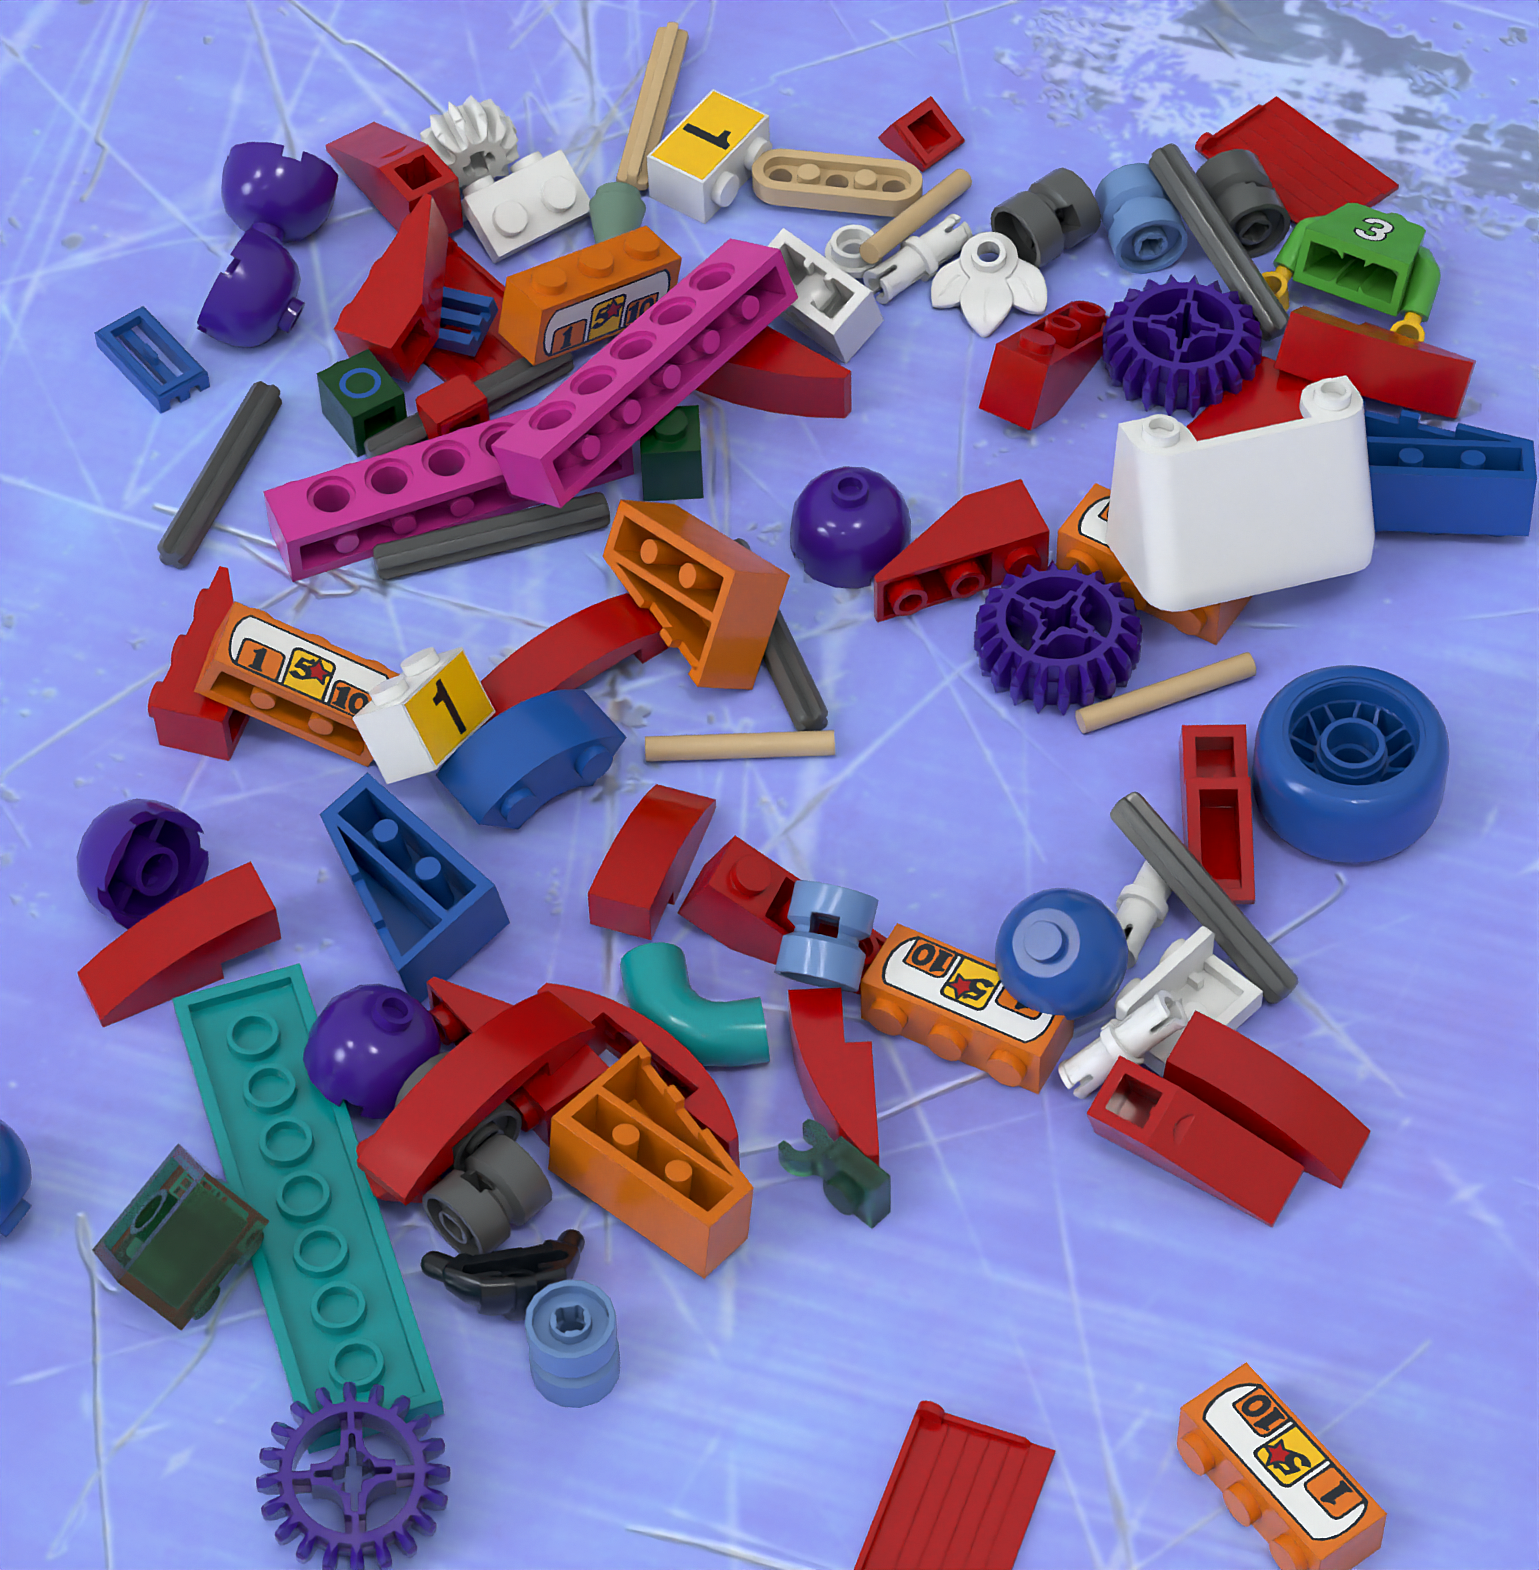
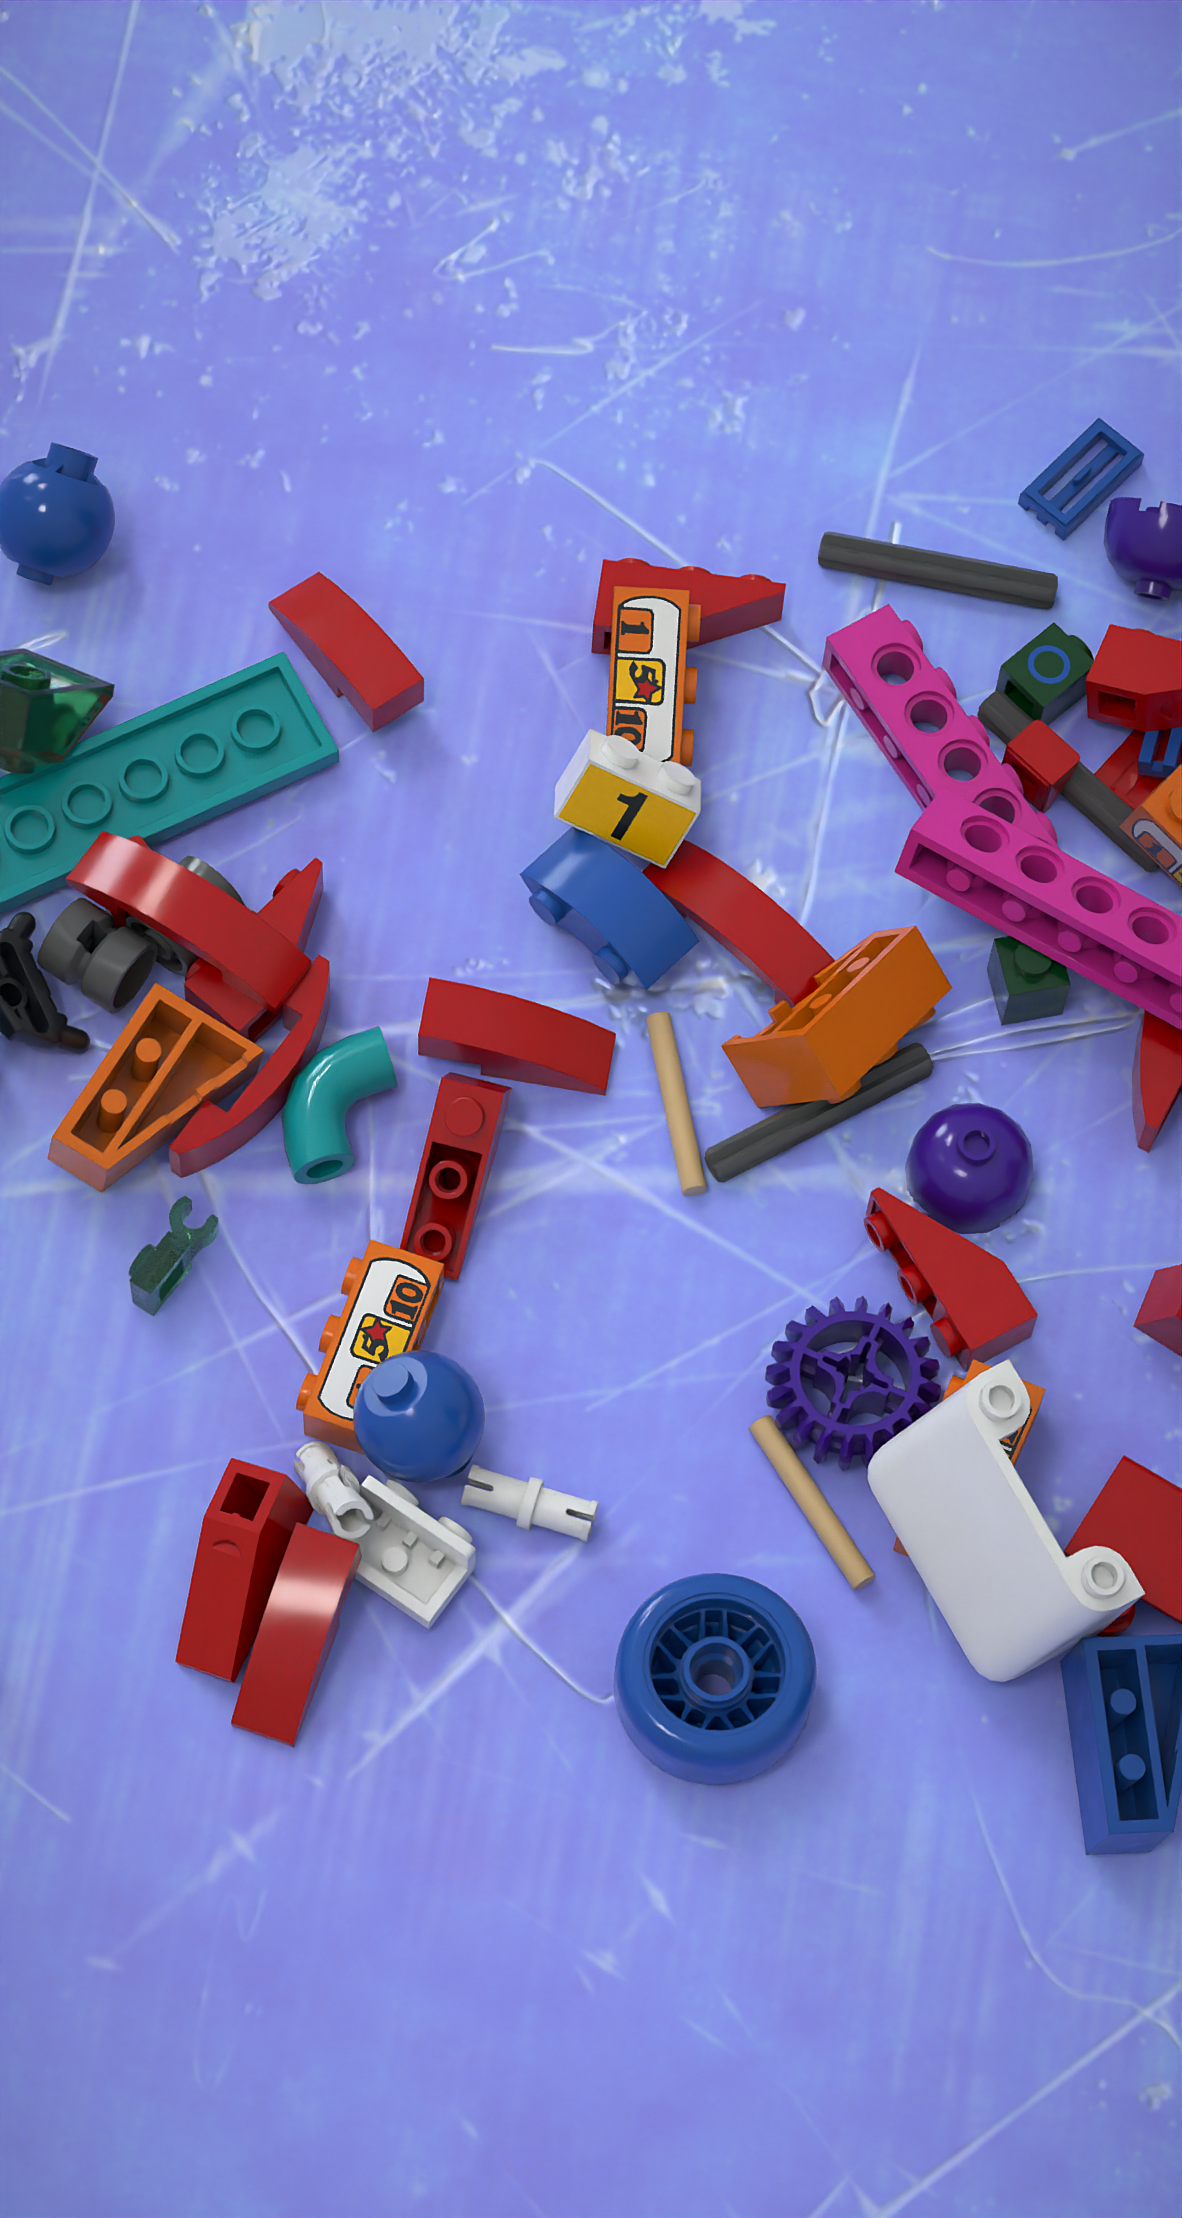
camera: 75 degrees right, 15 degrees up
(139, 859) = (426, 590): dark purple cylinder -> none
(369, 1047) = (243, 827): dark purple cylinder -> none
(414, 886) = (433, 827): blue wedge -> none
(490, 536) = (893, 818): dark grey axle -> none
(822, 958) = (403, 1195): medium blue wheel -> none
(833, 1073) = (268, 1242): red slope -> none
(1204, 897) = (531, 1553): dark grey axle -> none
(1218, 805) = (641, 1557): red slope -> none

